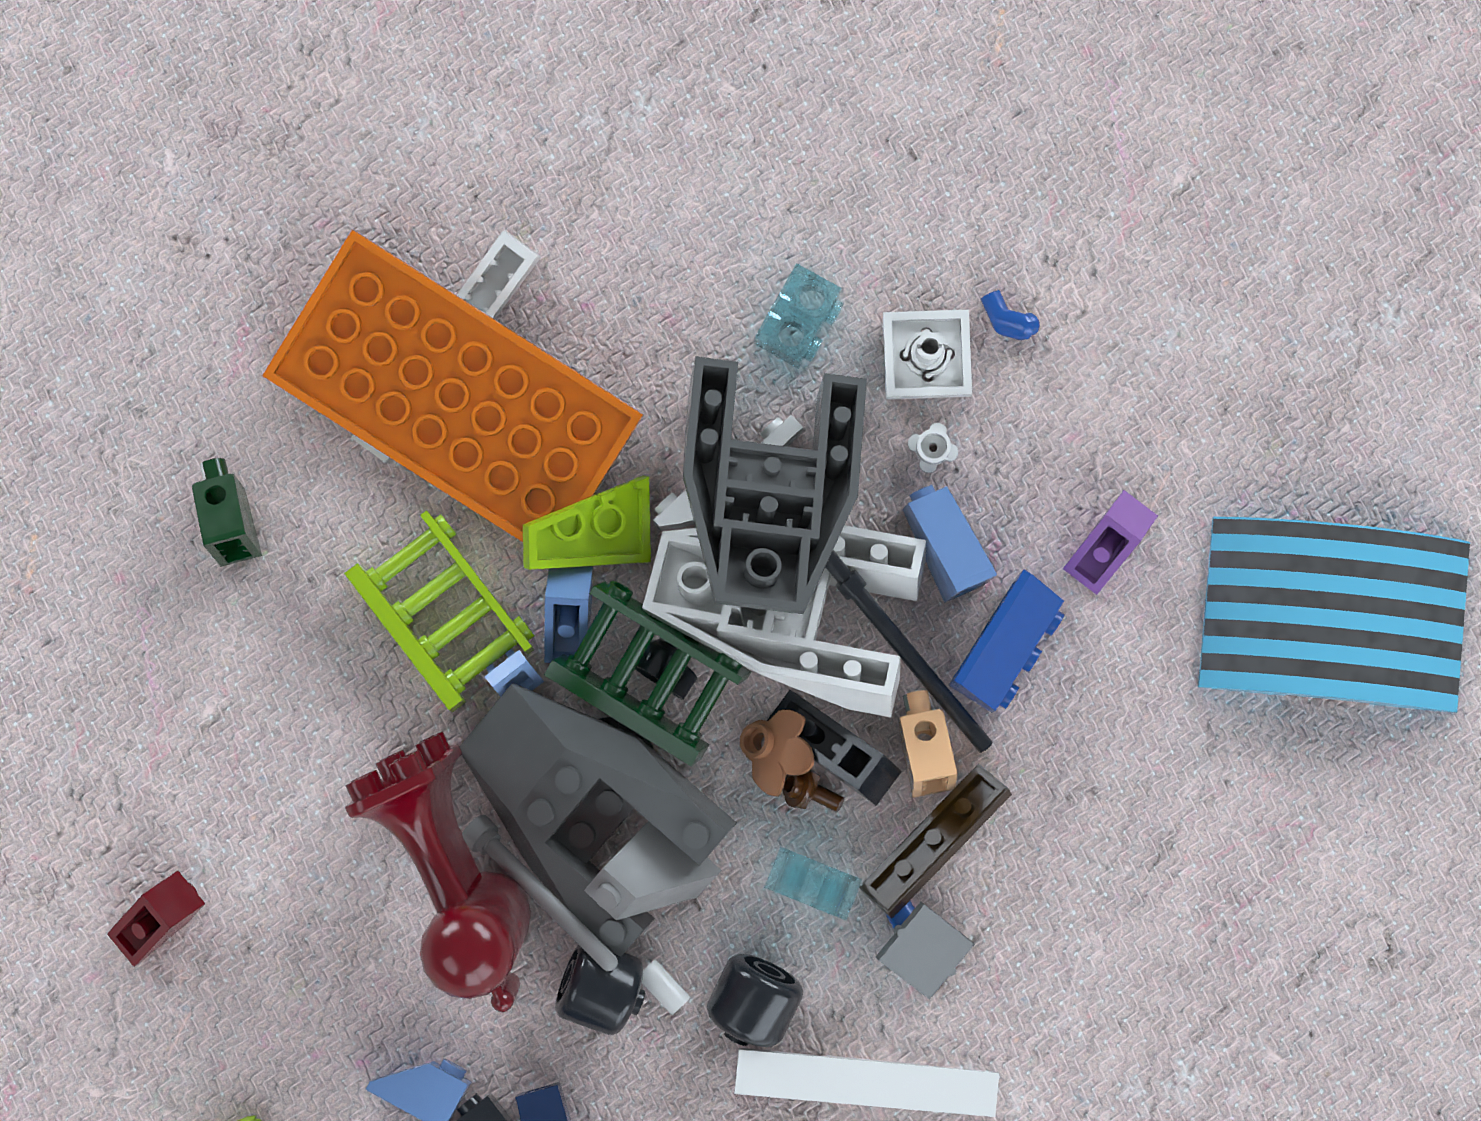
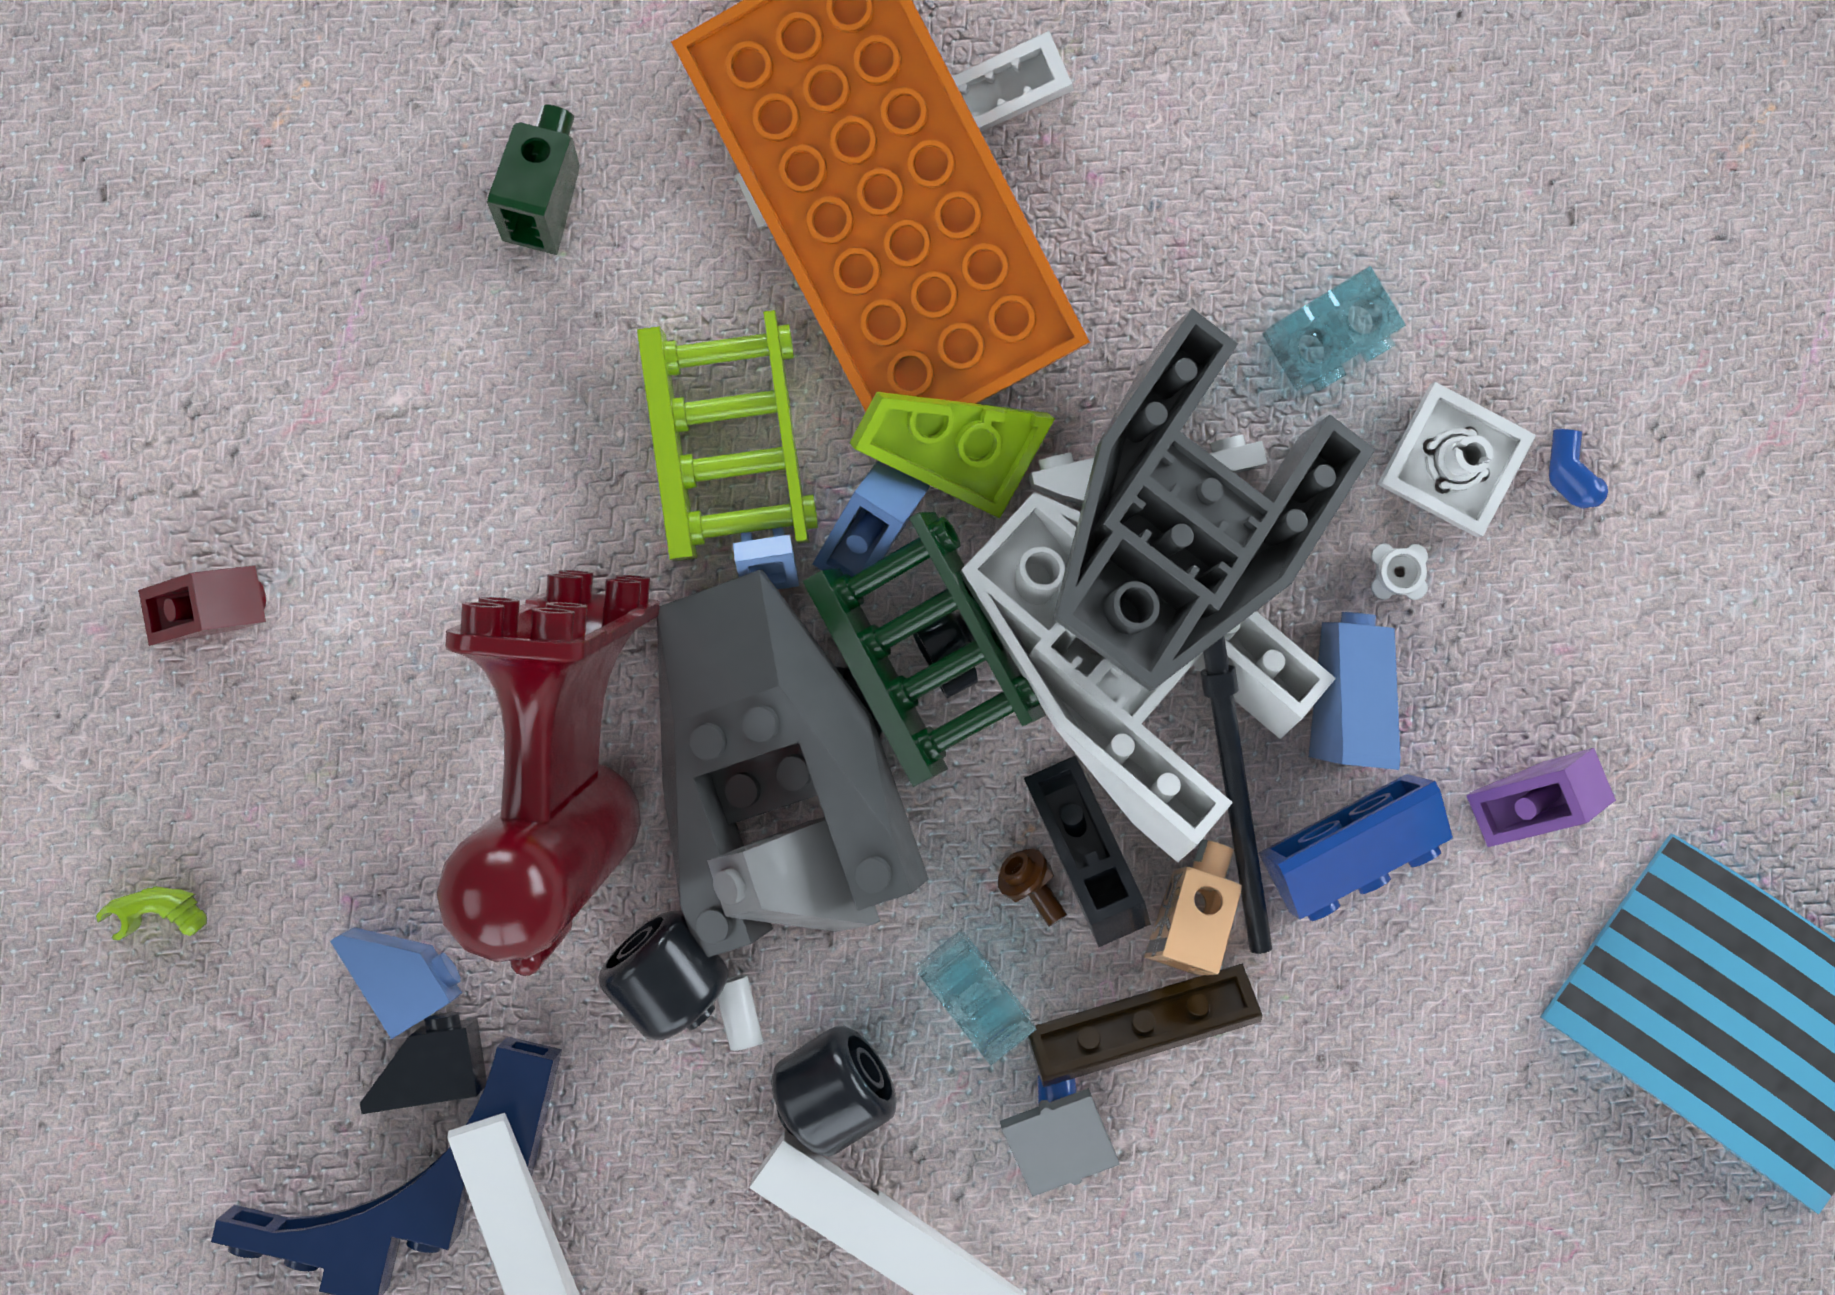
camera: 30 degrees right, 5 degrees up
(483, 837) = (629, 727): light grey piece -> none
(781, 753) = (1027, 825): nougat plate -> none

